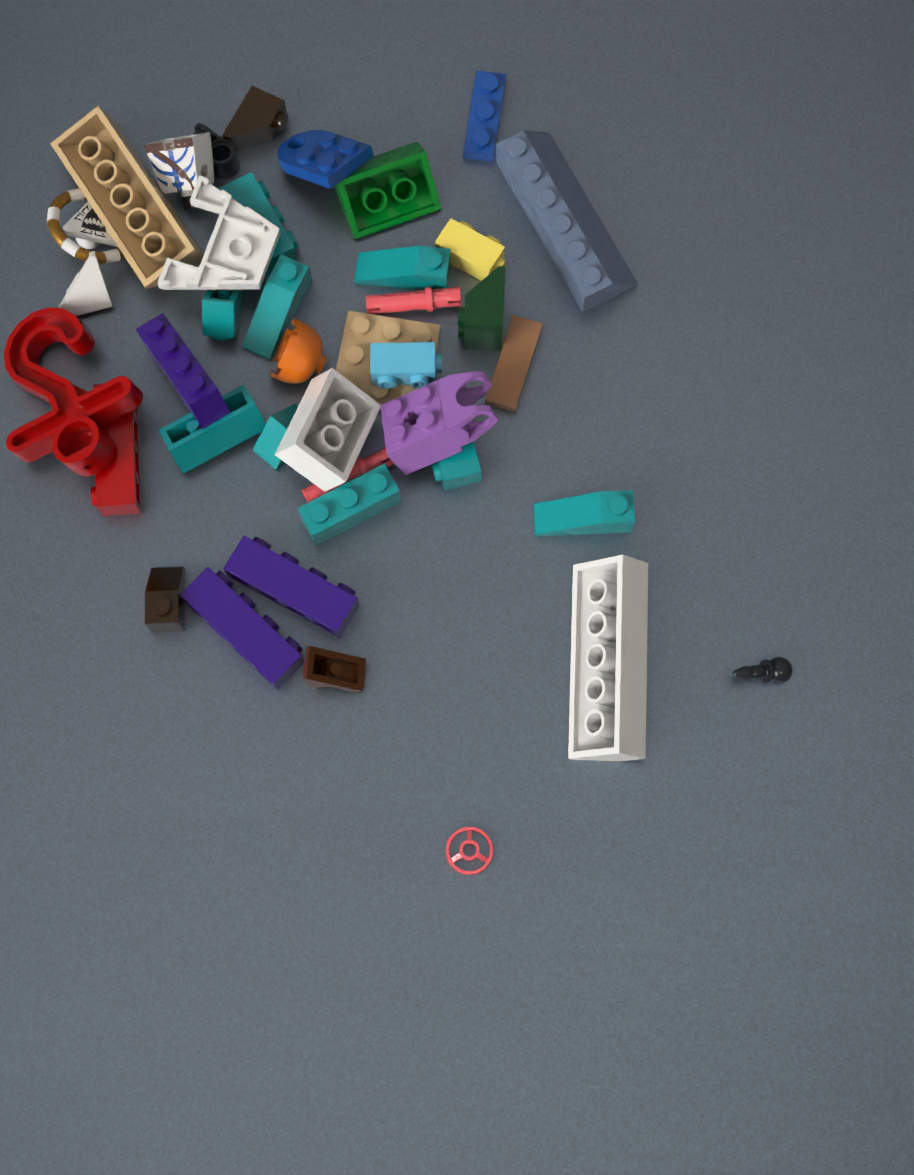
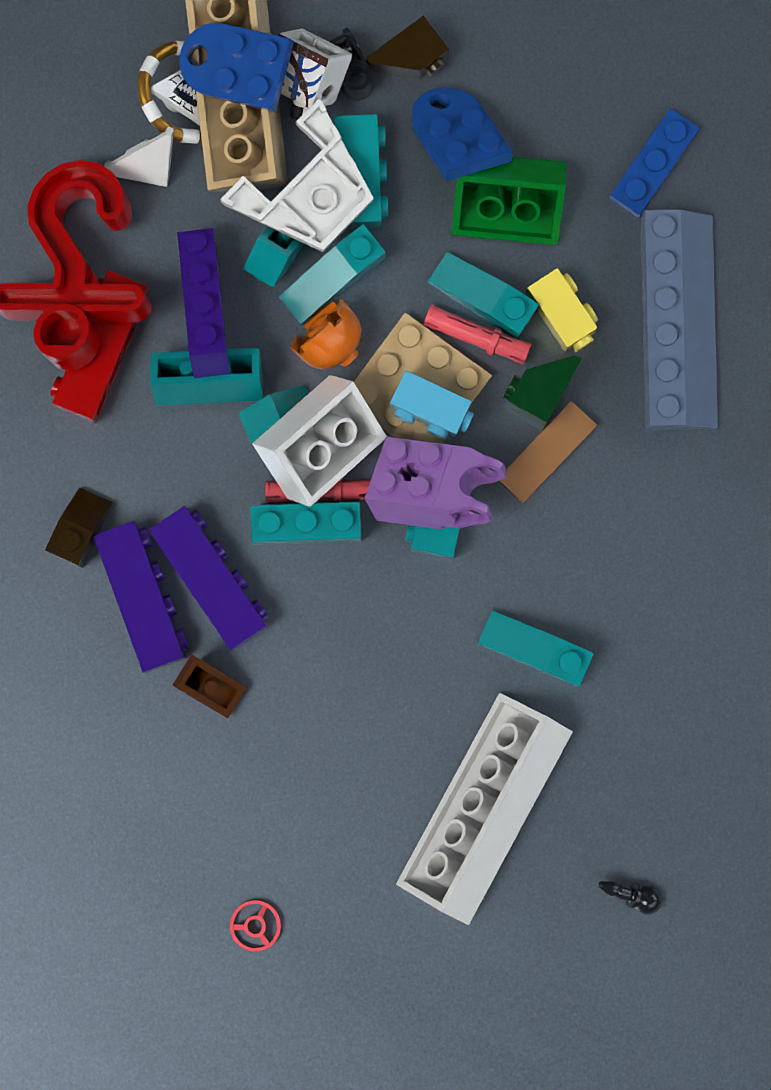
camera: 20 degrees right, 10 degrees up
(124, 180) = (239, 65): none -> blue plate

